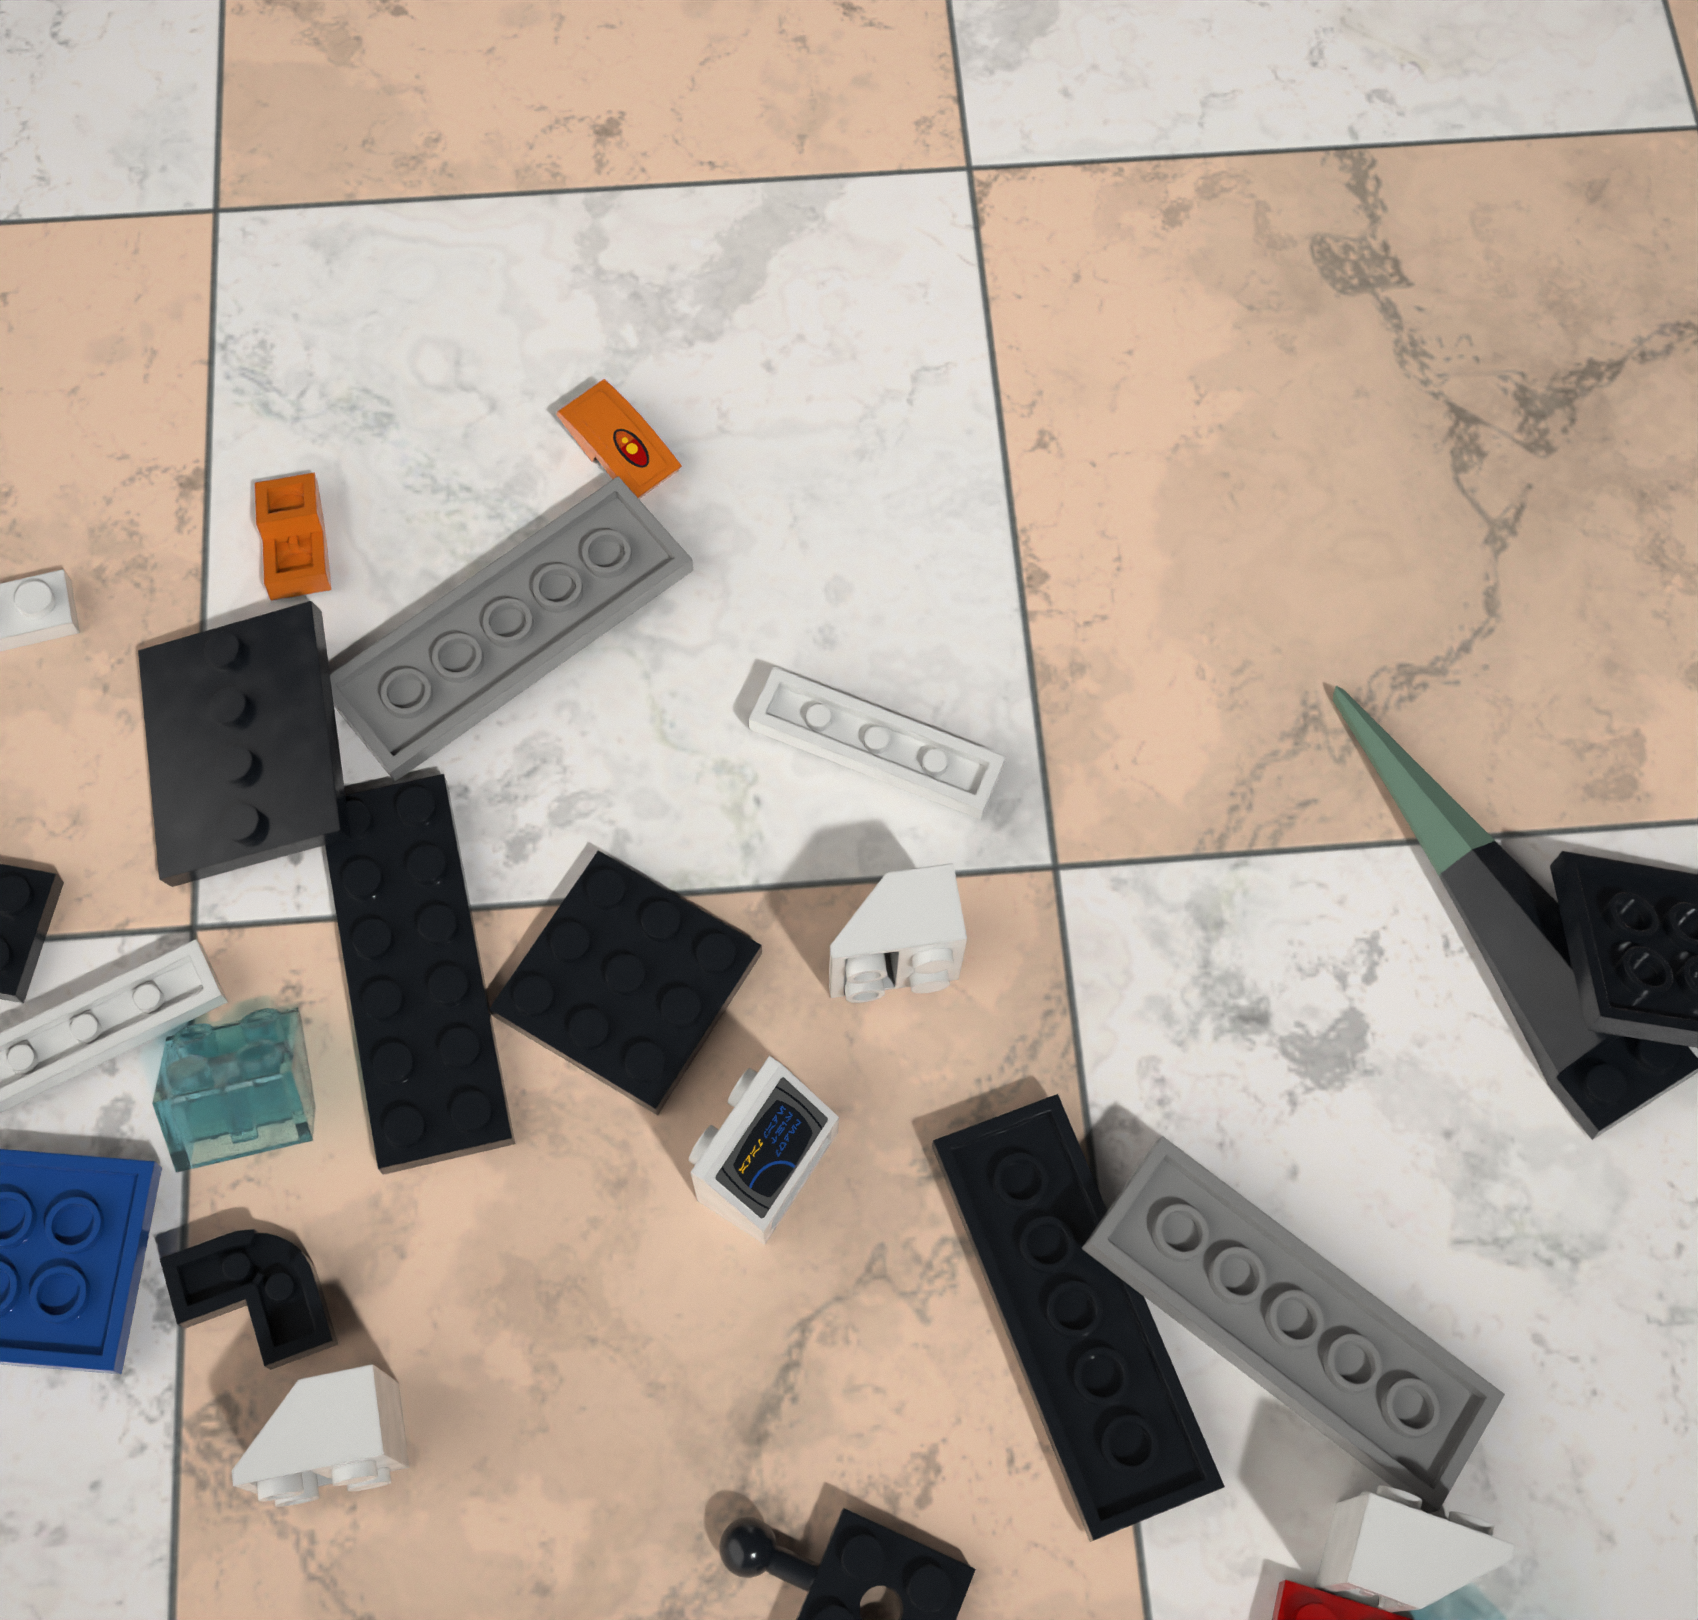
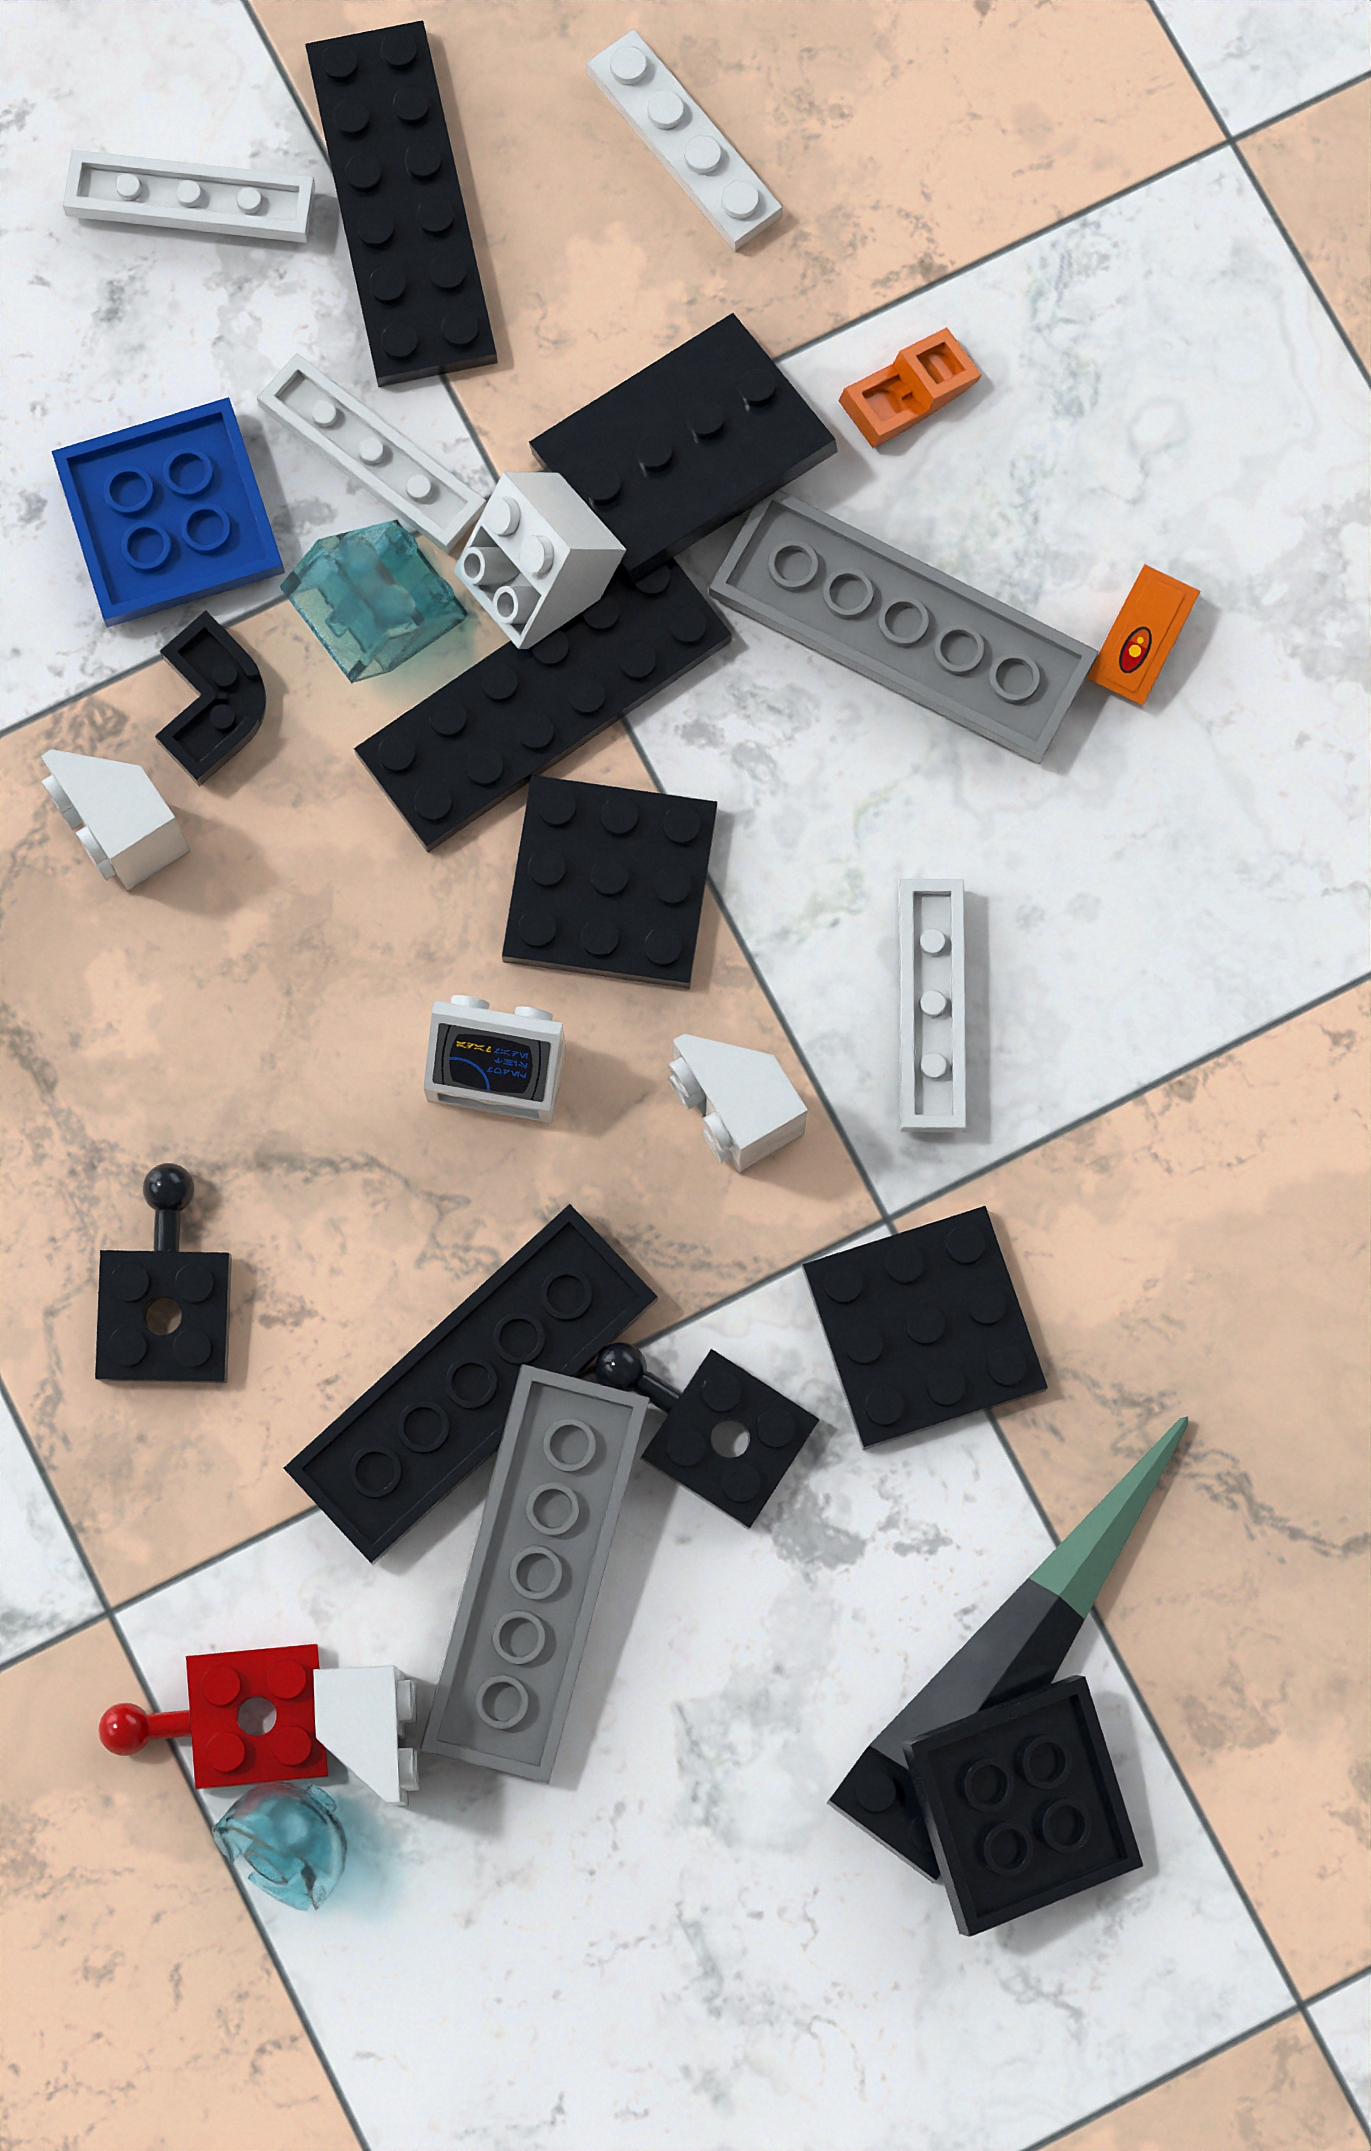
camera: 70 degrees right, 10 degrees up
(279, 911) = (537, 556): none -> white slope
(1172, 874) = (924, 1327): none -> black plate
(1204, 1129) = (714, 1395): none -> black plate

